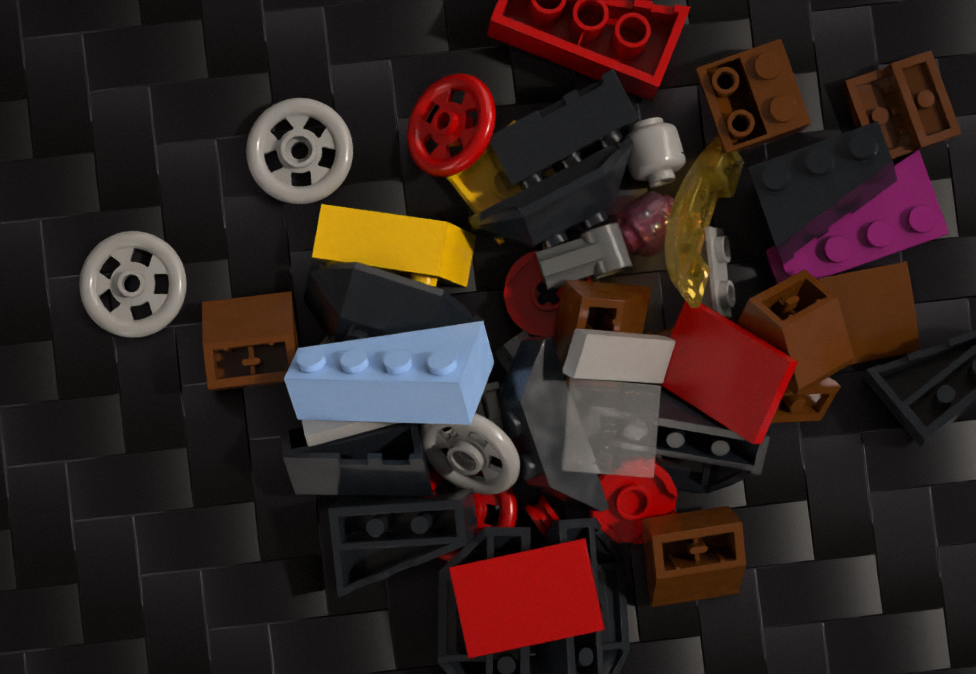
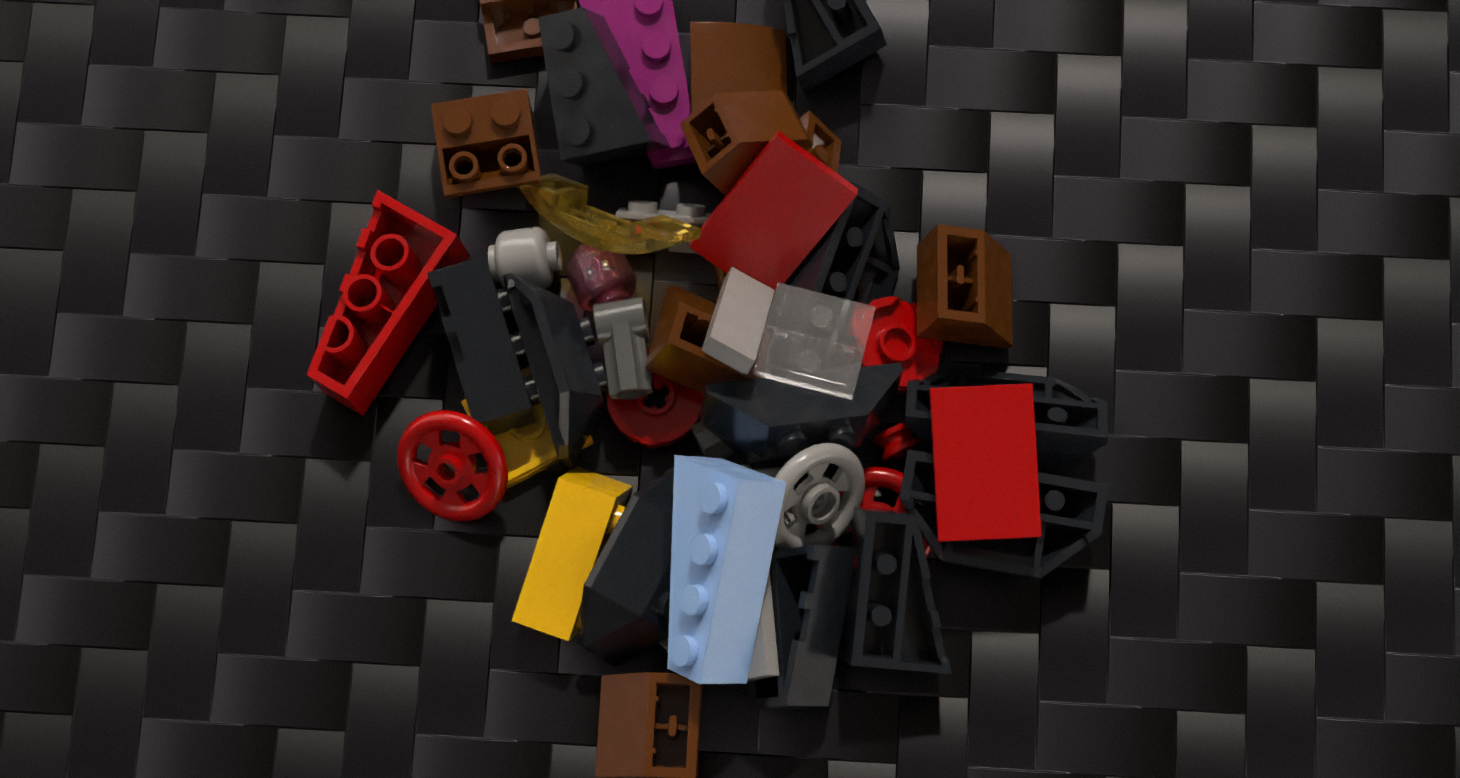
camera: 70 degrees left, 10 degrees down
(297, 113) = (478, 669): light grey plate -> none

